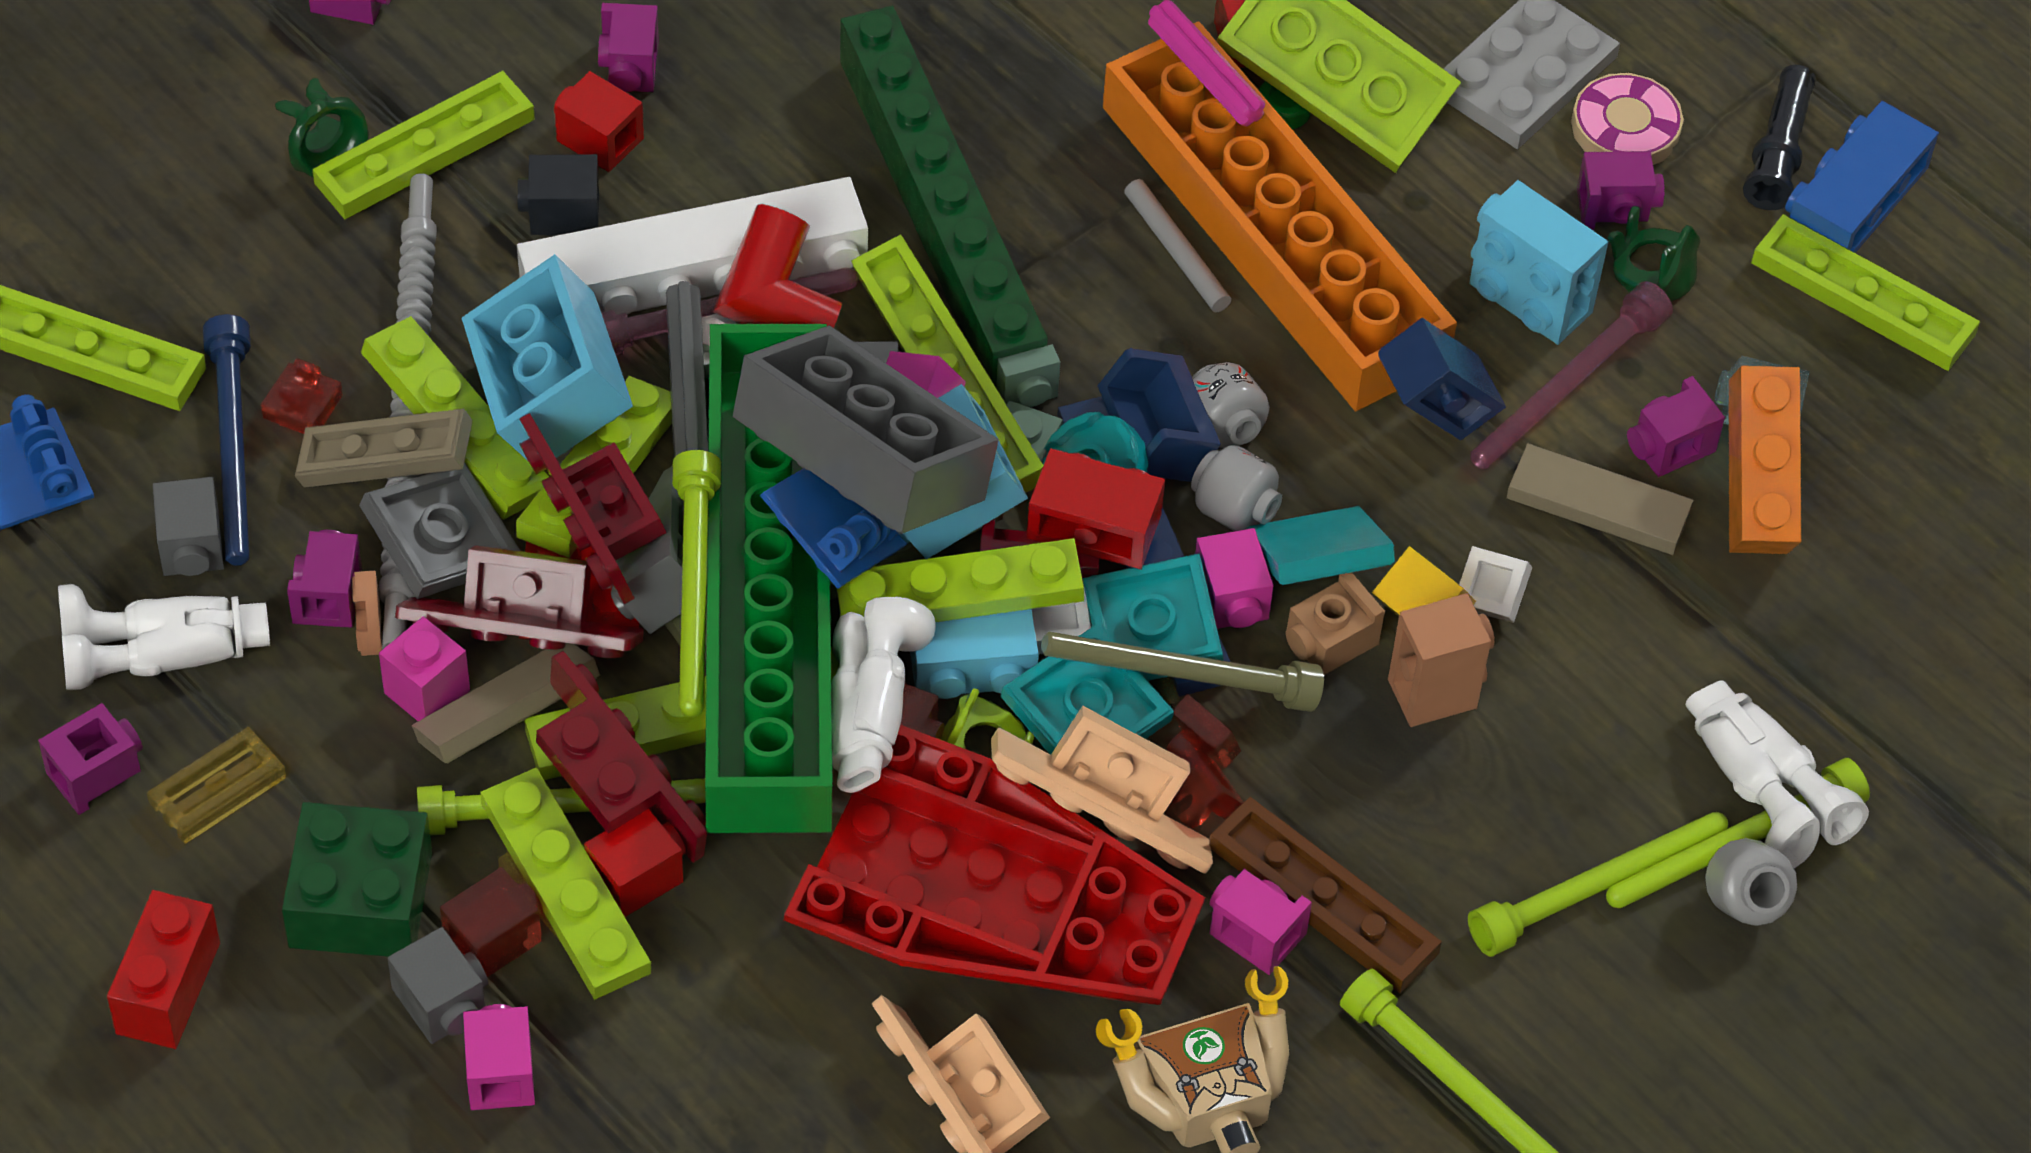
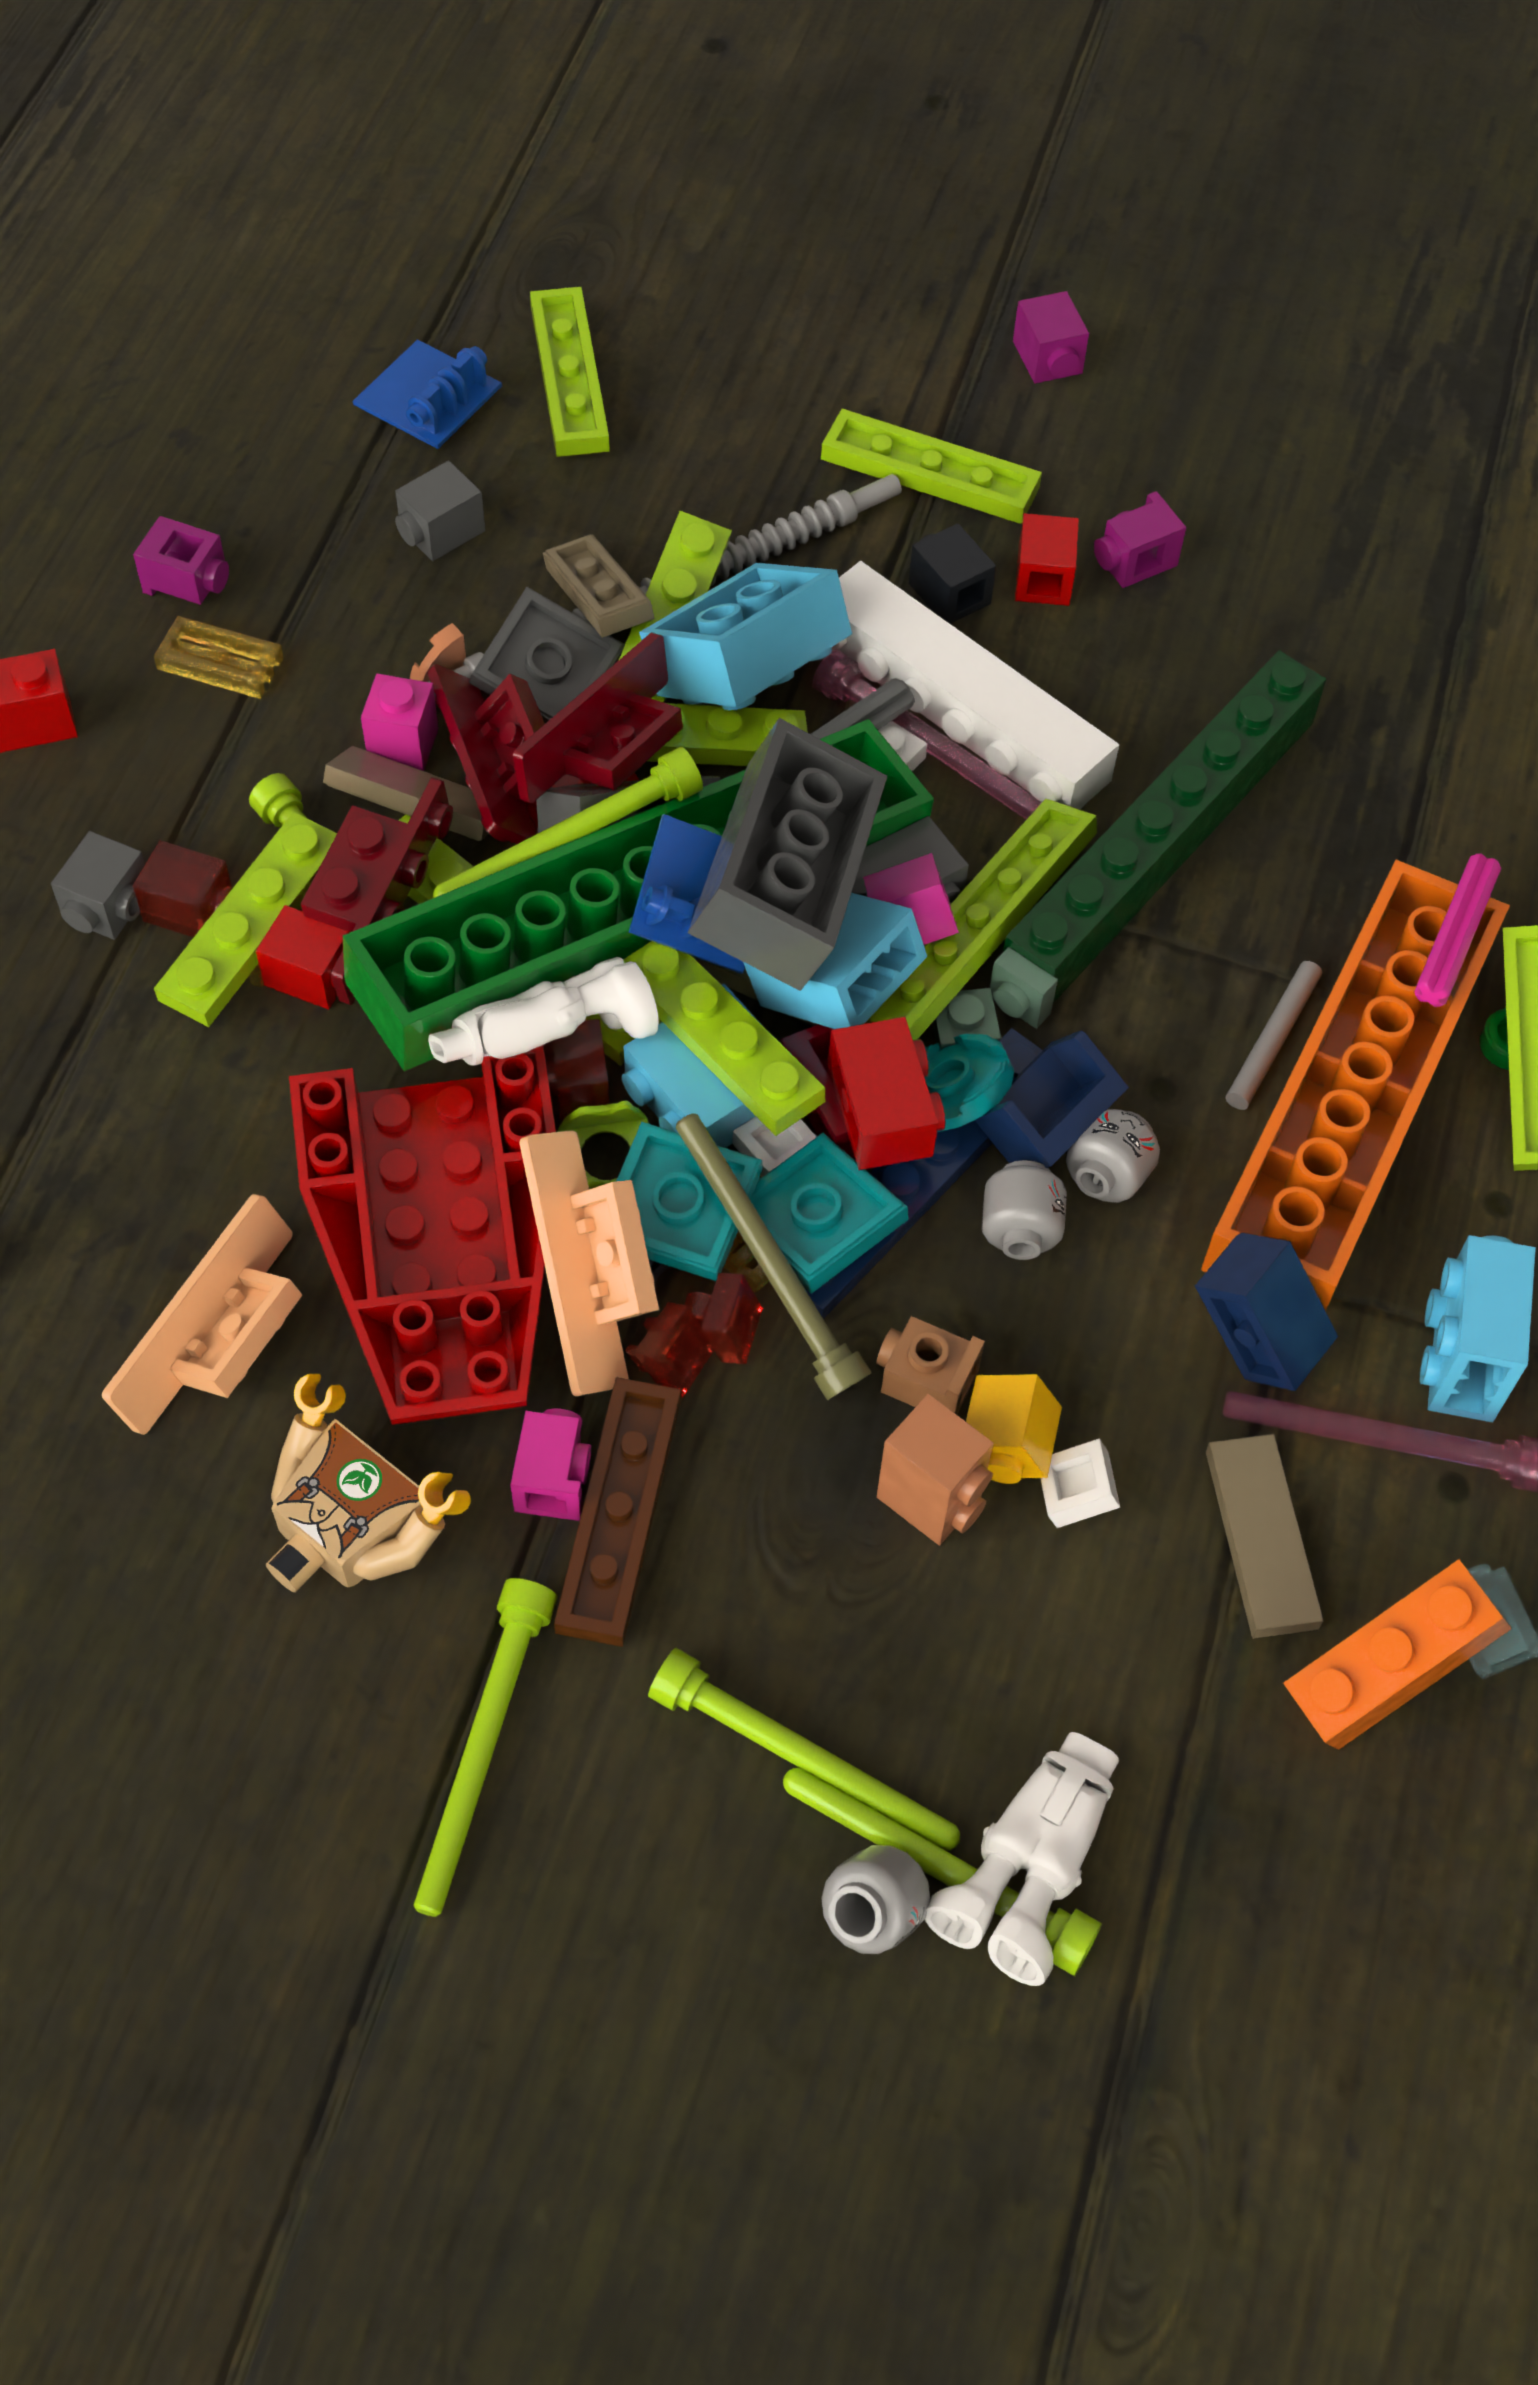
camera: 60 degrees right, 5 degrees up
(159, 634) = (336, 552): white piece -> none
(227, 342) = (637, 448): dark blue piece -> none
(301, 397) = (624, 520): clear red tile -> none
(323, 580) = (457, 603): magenta brick -> none
(329, 135) = (878, 405): dark green piece -> none
(357, 879) = (169, 779): dark green brick -> none
(498, 1057) = (57, 961): dark pink brick -> none
(759, 281) = (952, 743): red brick -> none
(1236, 578) = (919, 1257): dark pink brick -> none
(1323, 545) = (1004, 1307): teal tile -> none
(1677, 429) = (1391, 1557): magenta brick -> none

